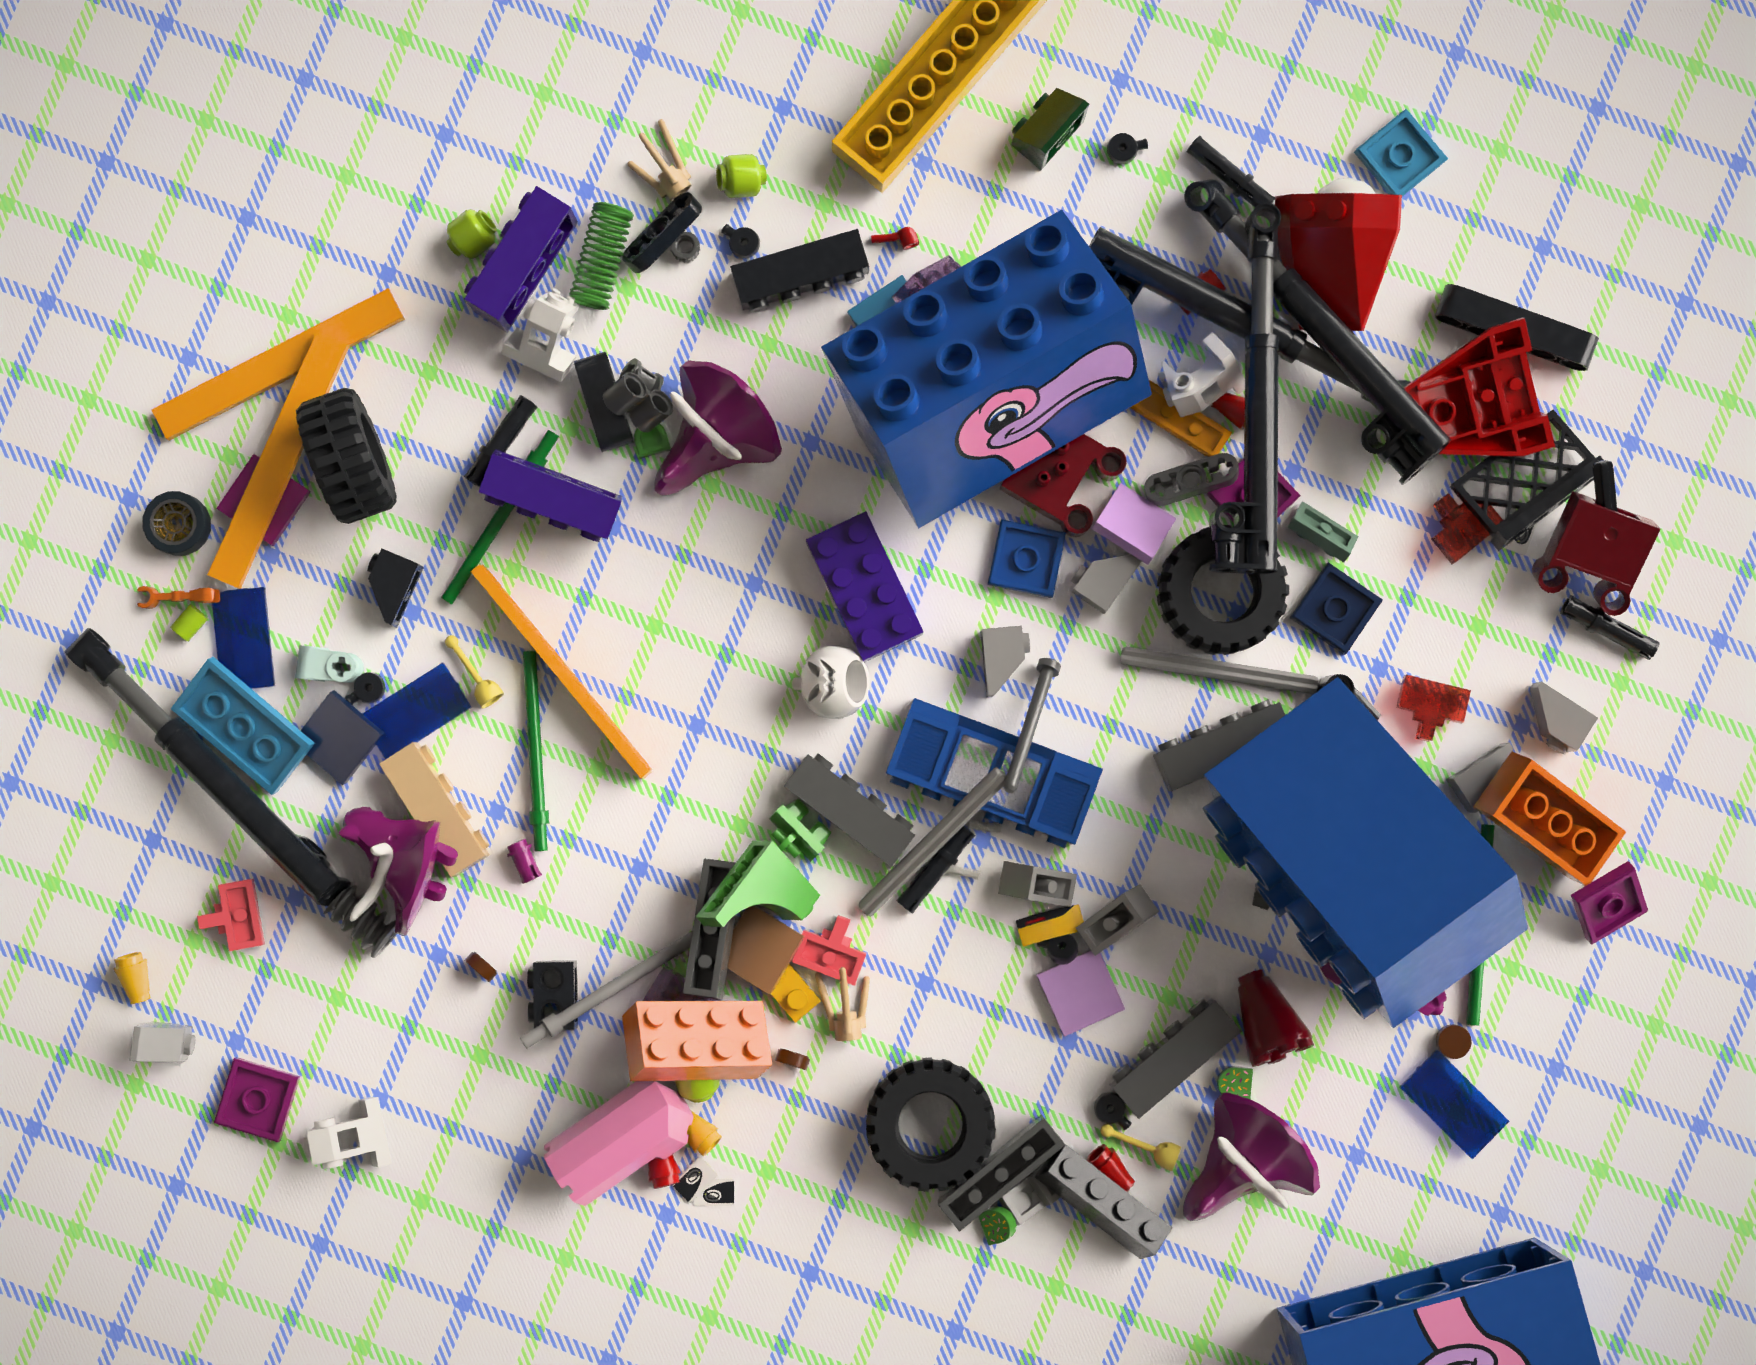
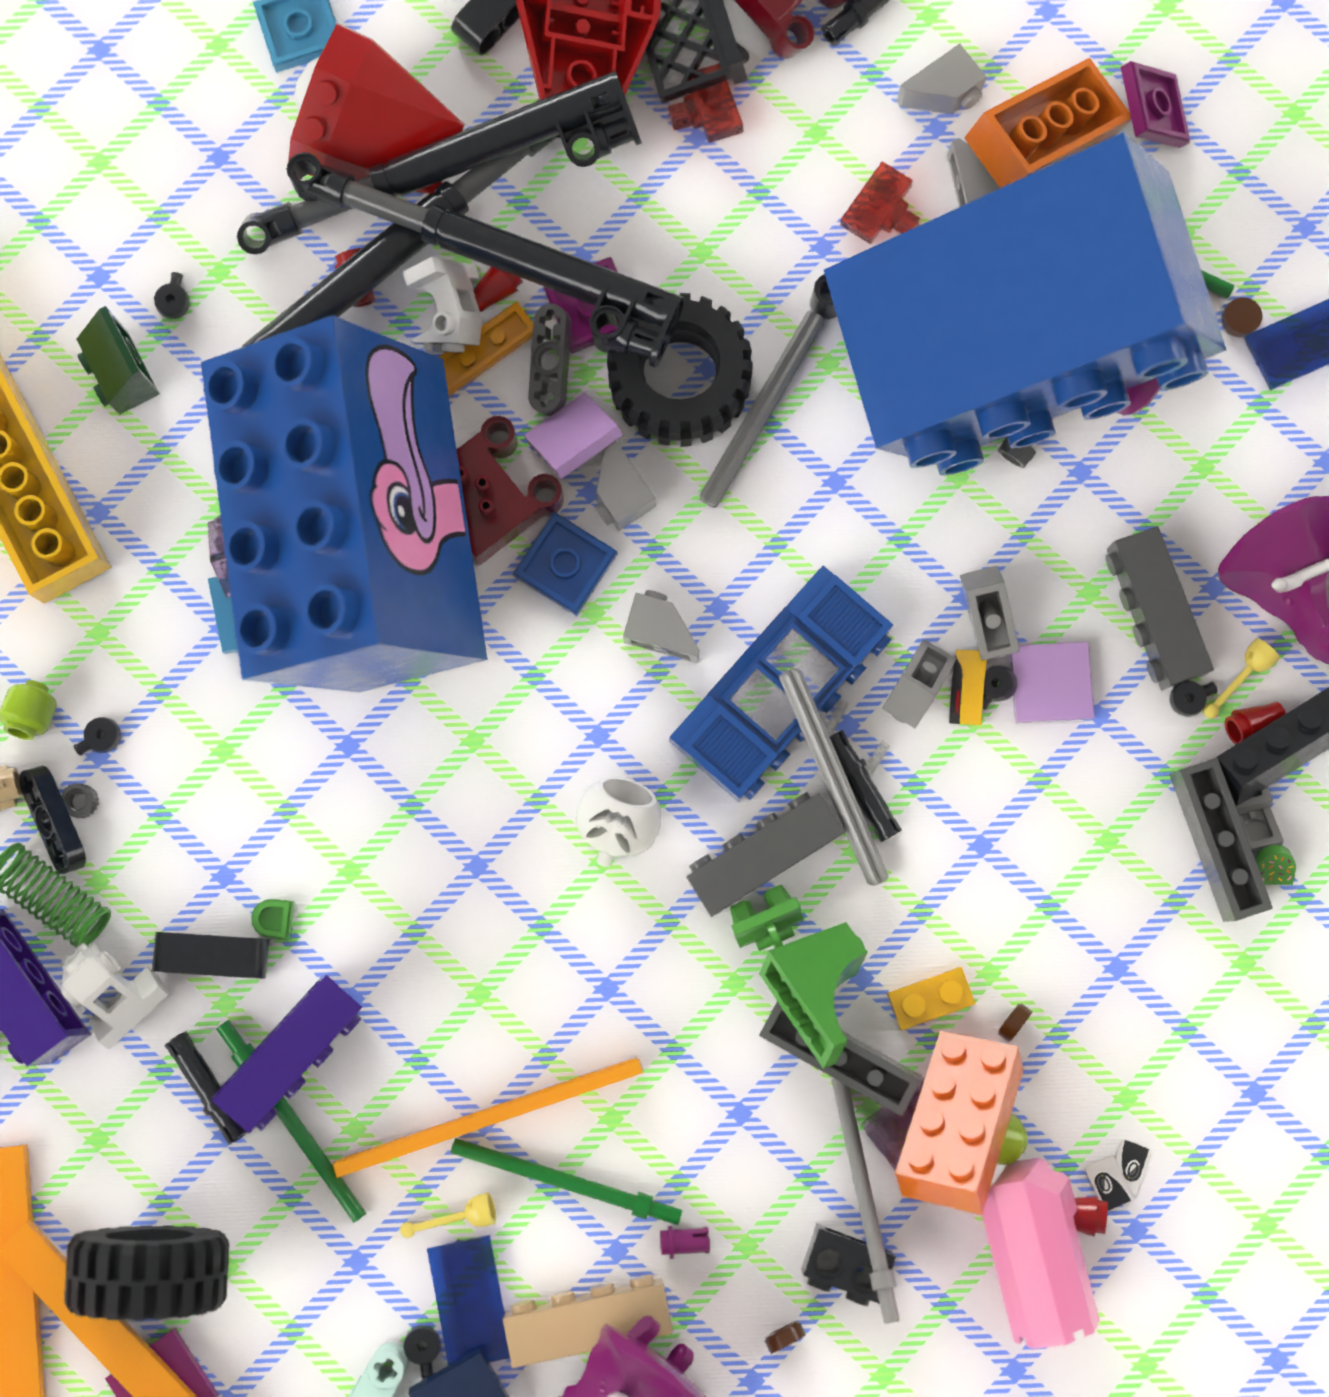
camera: 60 degrees left, 5 degrees down
(393, 583) = (315, 1272): black slope -> none
(640, 395) = (219, 911): dark grey piece -> none
(702, 1135) = (1063, 1155): yellow cone -> none
(719, 427) = (290, 835): magenta animal -> none
(762, 948) = (881, 1009): medium nougat slope -> none
(800, 270) = (157, 685): black brick -> none
(830, 952) = (912, 935): coral hinge -> none
(847, 1024) = (997, 946): tan plant -> none
(864, 587) = (527, 746): dark purple brick -> none
(906, 235) = (167, 558): red hand -> none
(942, 1169) = (1192, 889): black tyre -> none
(1048, 669) = (692, 585): dark grey bar -> none
(1193, 758) = (845, 438): dark grey brick -> none
(1229, 173) = (208, 222): black pin -> none
(1236, 1081) = (1206, 556): bright green tile -> none
(1269, 1021) = (1156, 494): dark red cone -> none
(1323, 532) = (658, 247): sand green plate -> none
(1336, 608) = (743, 266): dark blue tile -> none

